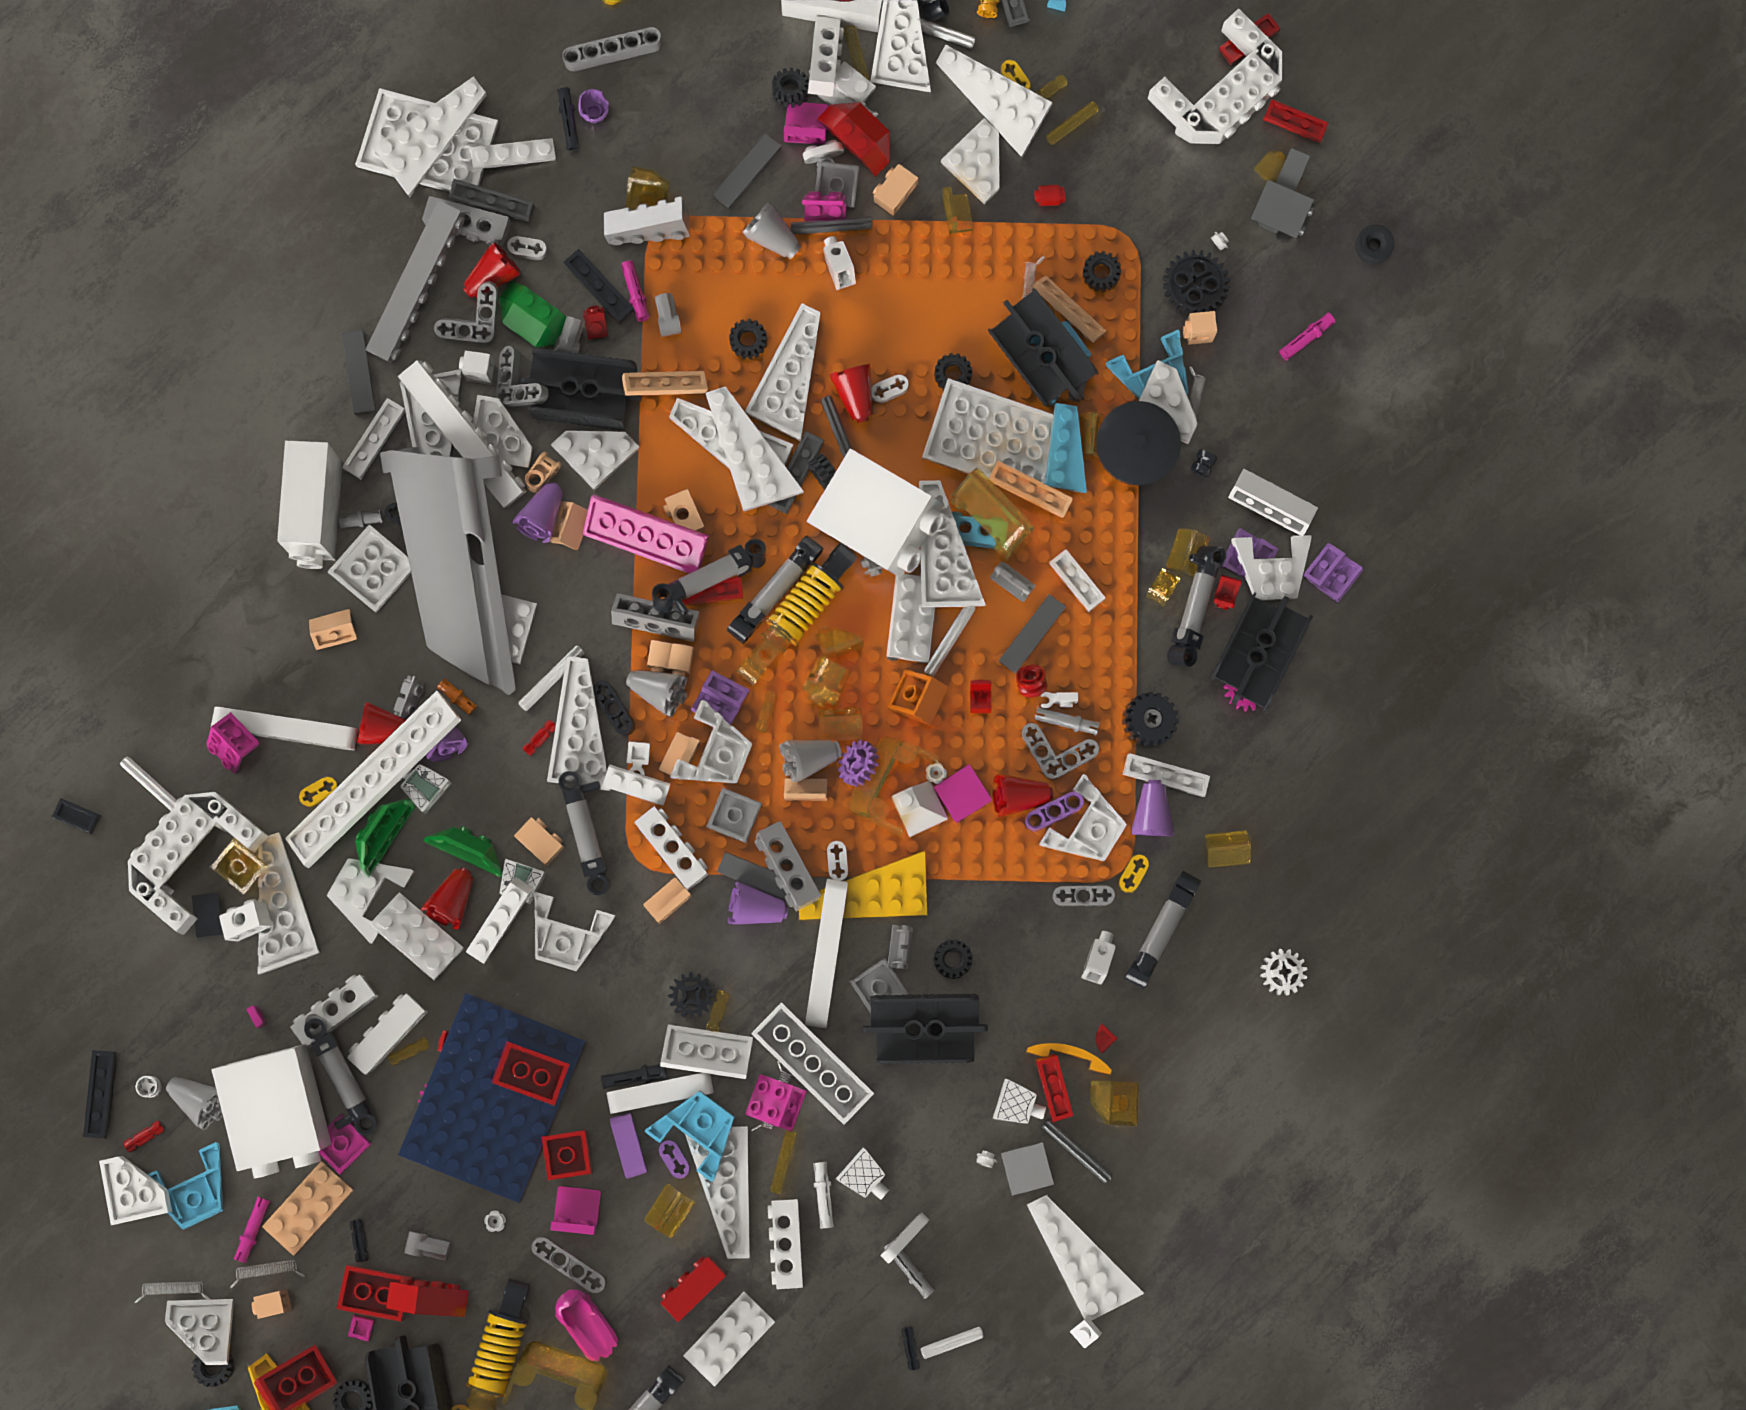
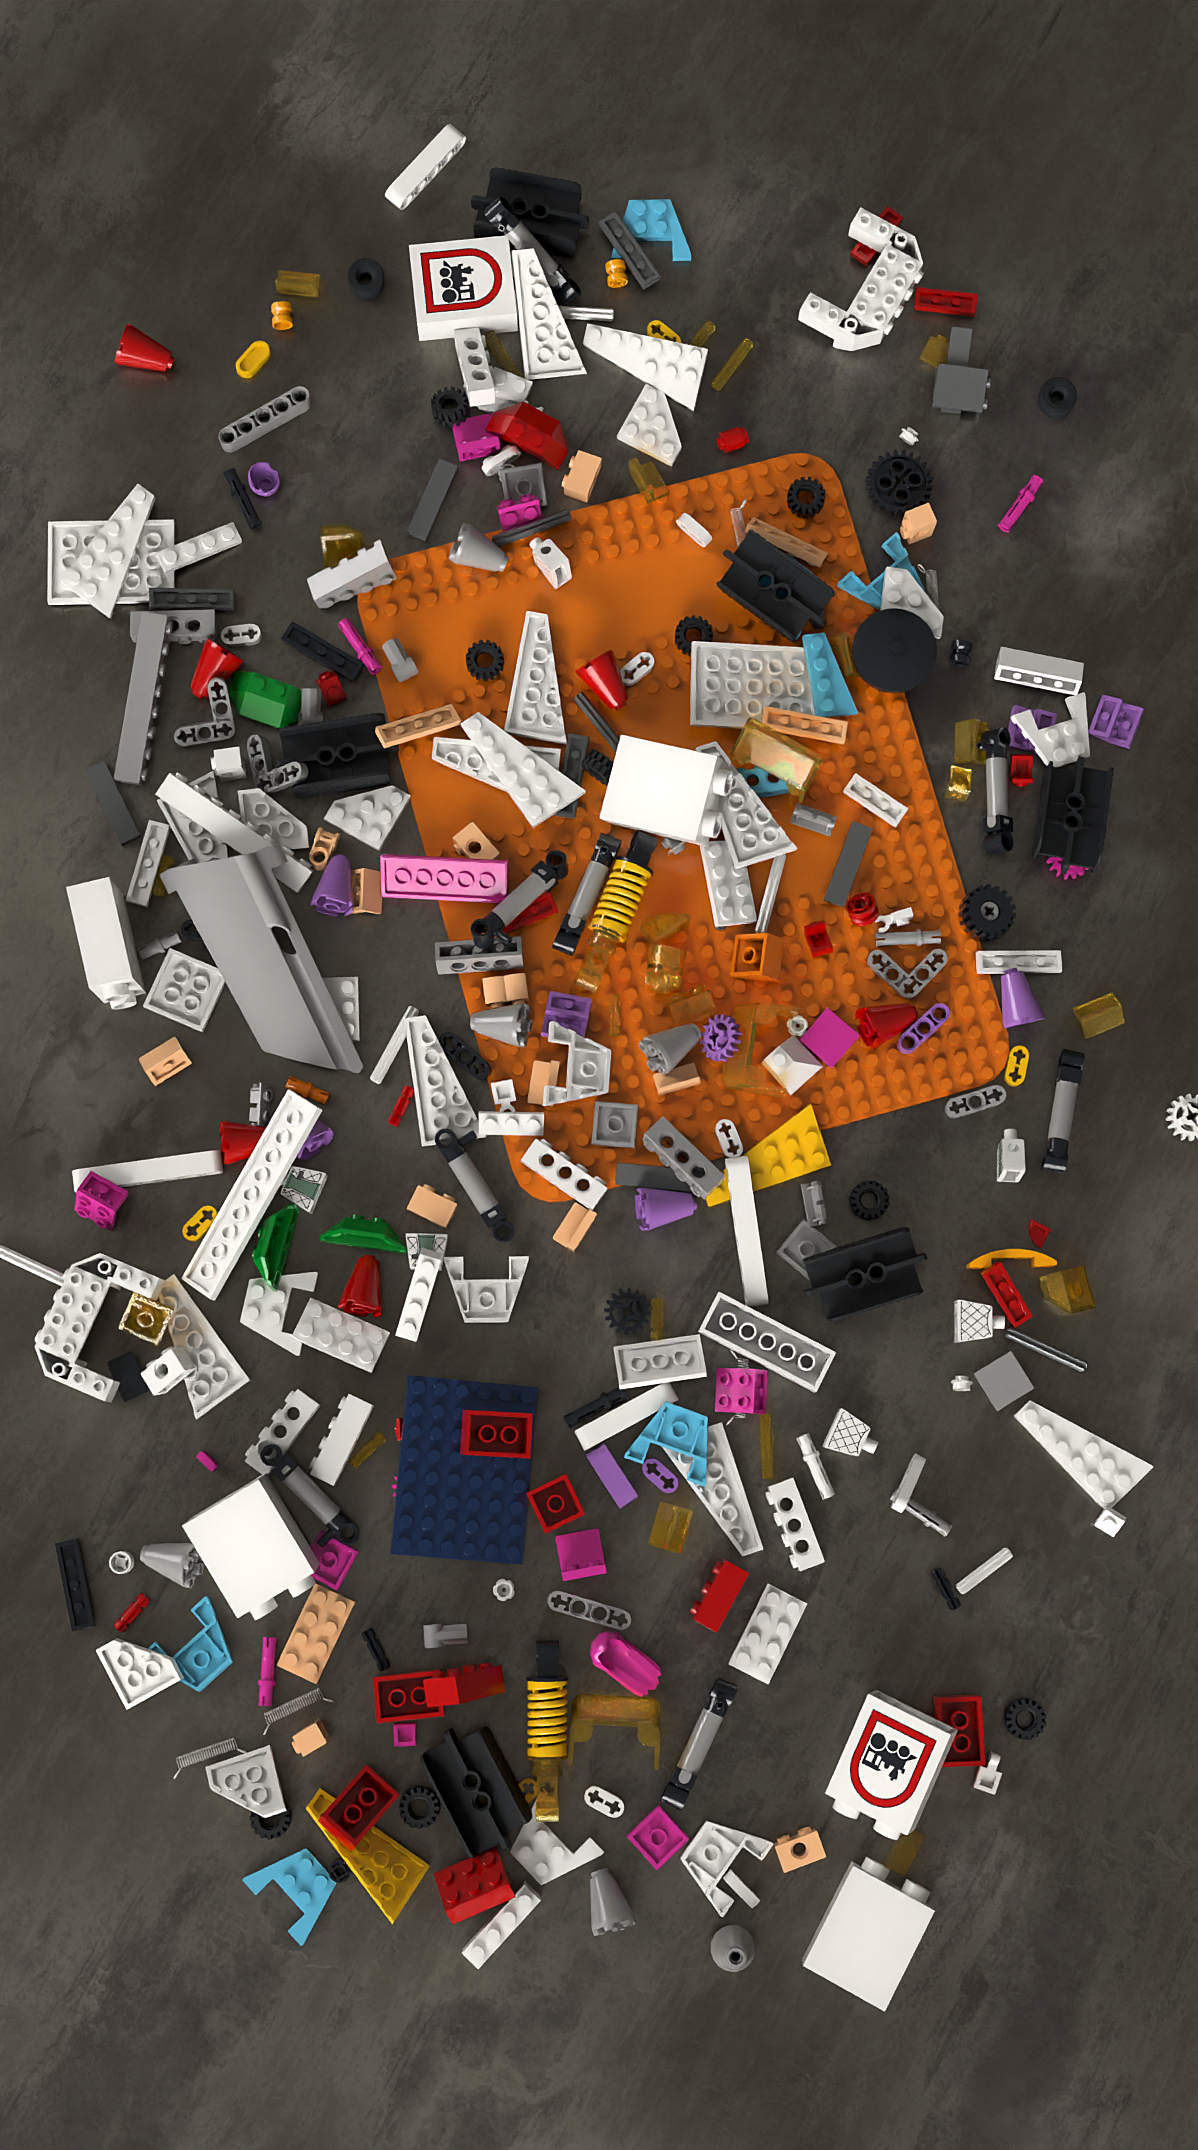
camera: 20 degrees left, 0 degrees up
(391, 442) = (166, 862): none -> clear yellow axle
(985, 272) = (694, 530): none -> white beam
(1096, 830) = (968, 1037): white wing -> none

